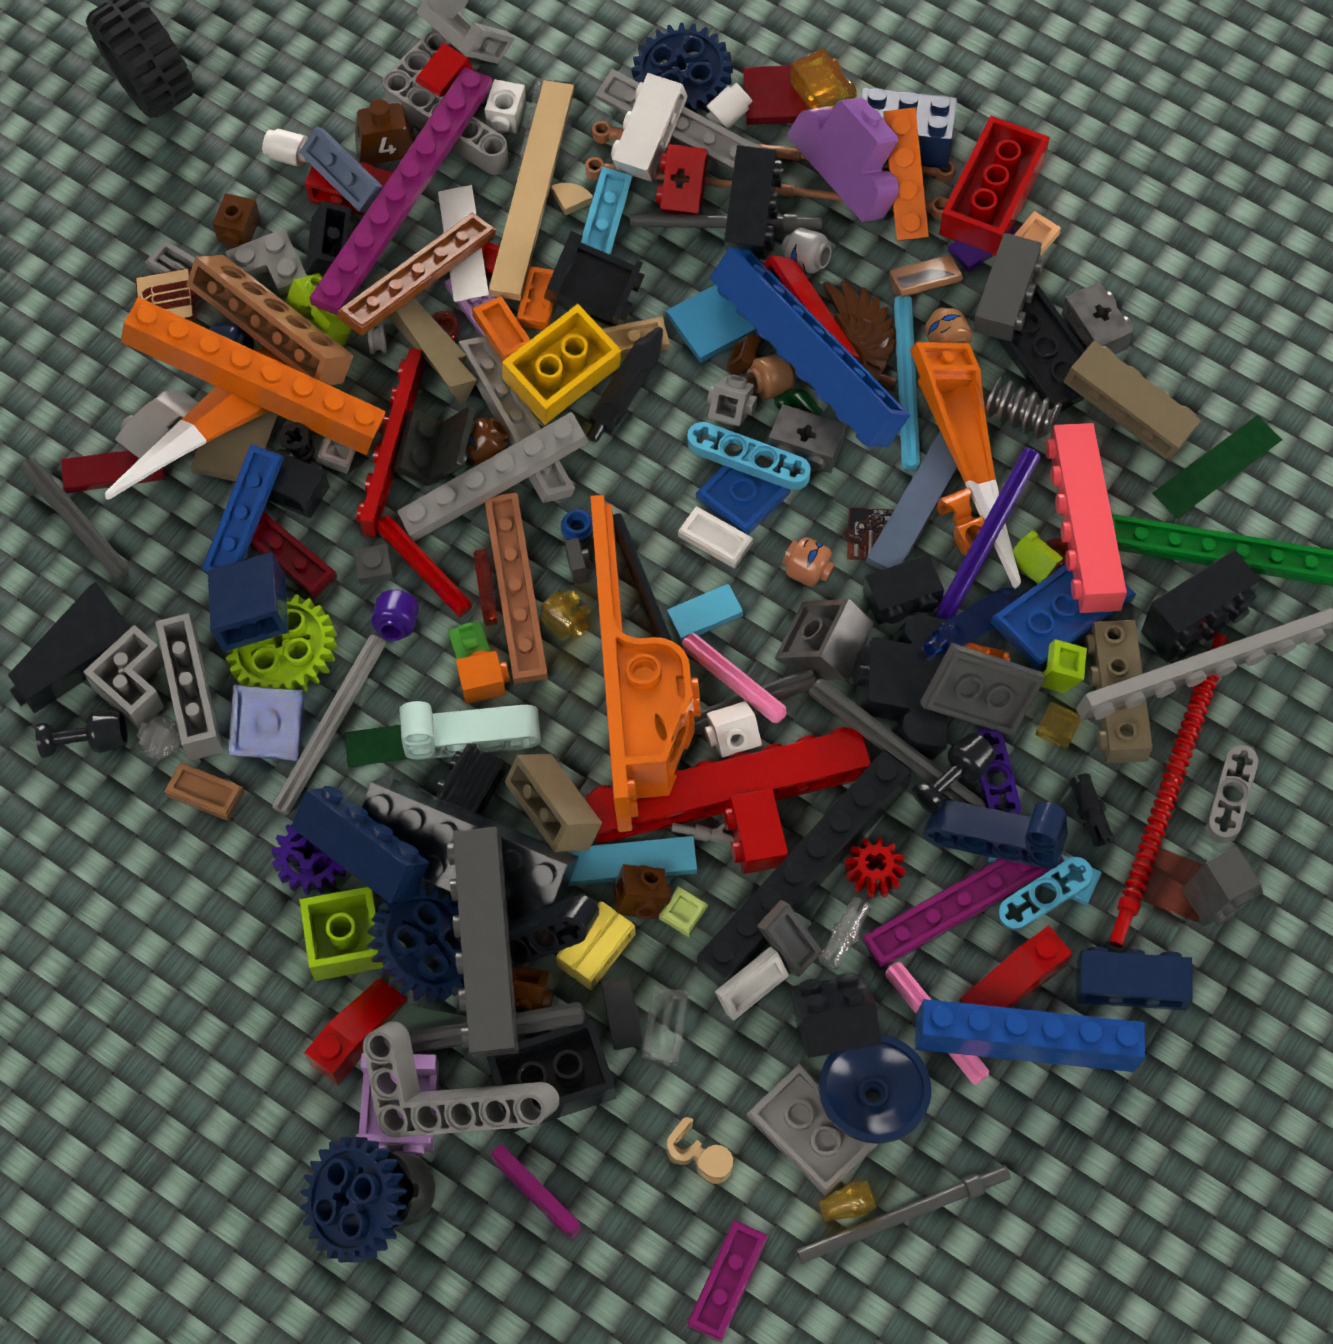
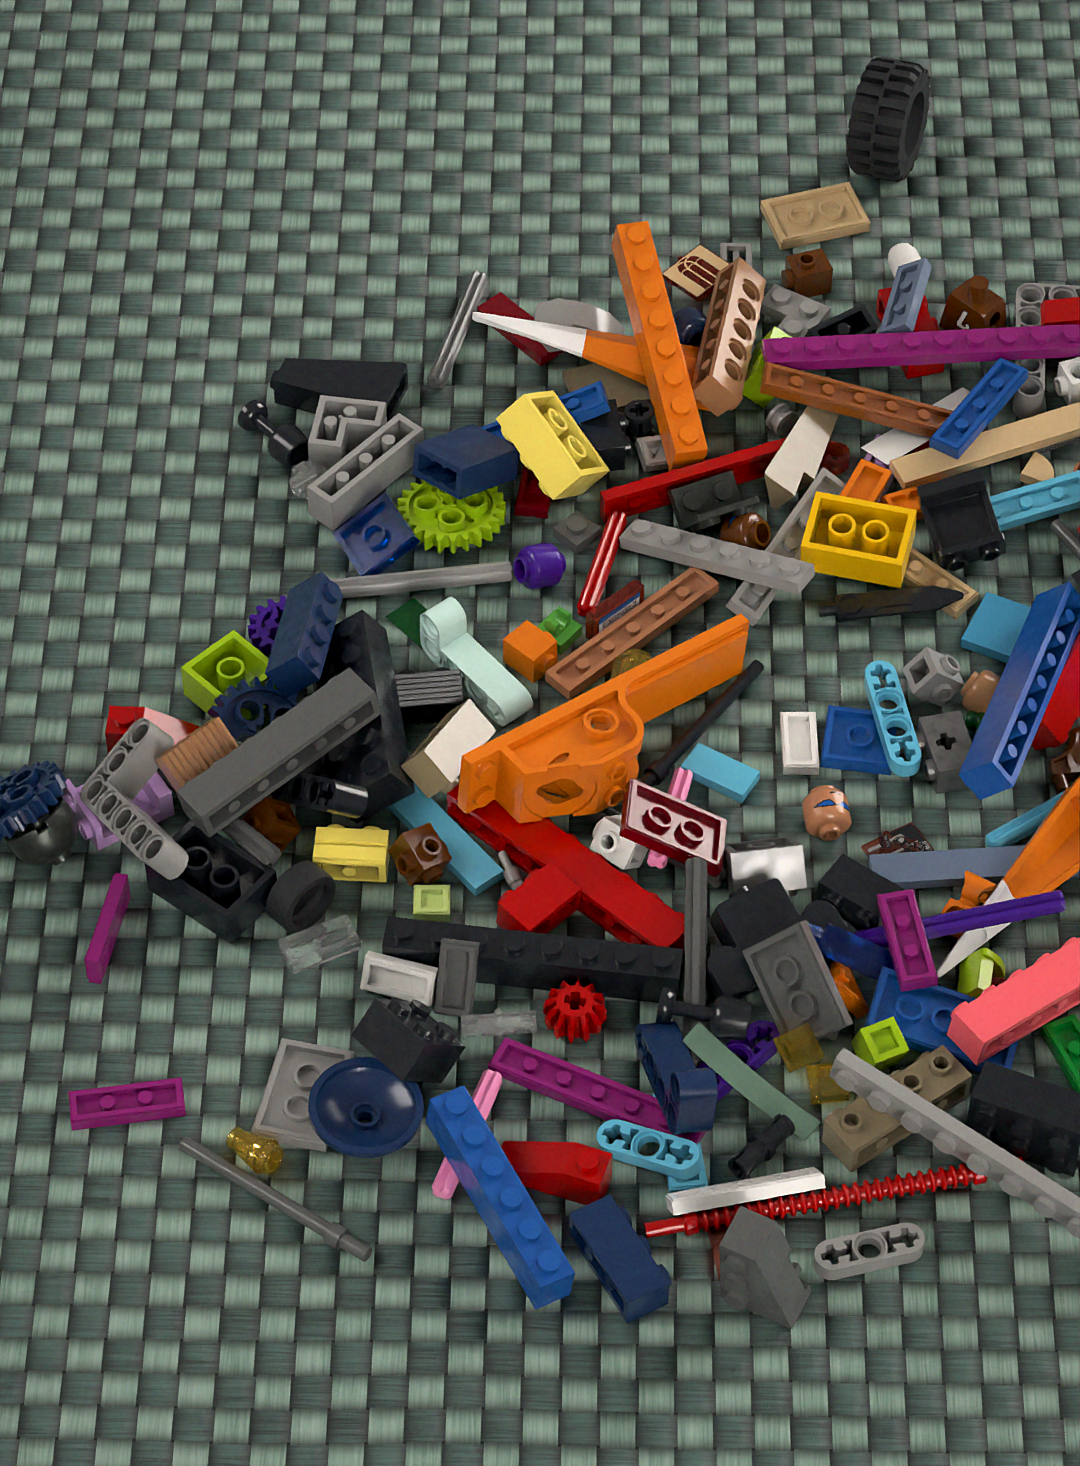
camera: 55 degrees right, 15 degrees down
(170, 176) = (815, 215): none -> tan tile
(204, 791) = (290, 538): medium nougat tile -> none
(291, 524) = (552, 445): none -> light yellow brick
(432, 1010) = (196, 752): none -> medium nougat brick
(489, 194) = (978, 408): none -> blue tile
(712, 1163) = (218, 1027): tan leg -> none
(743, 354) = (993, 662): reddish brown tile -> none
(758, 682) = (672, 826): none -> dark red tile
(983, 583) = (907, 940): none -> magenta tile
(1023, 725) = (798, 1047): none -> clear yellow tile
(1028, 781) = (747, 1081): none -> sand green sticker
(1128, 849) = (745, 1190): none -> white tile

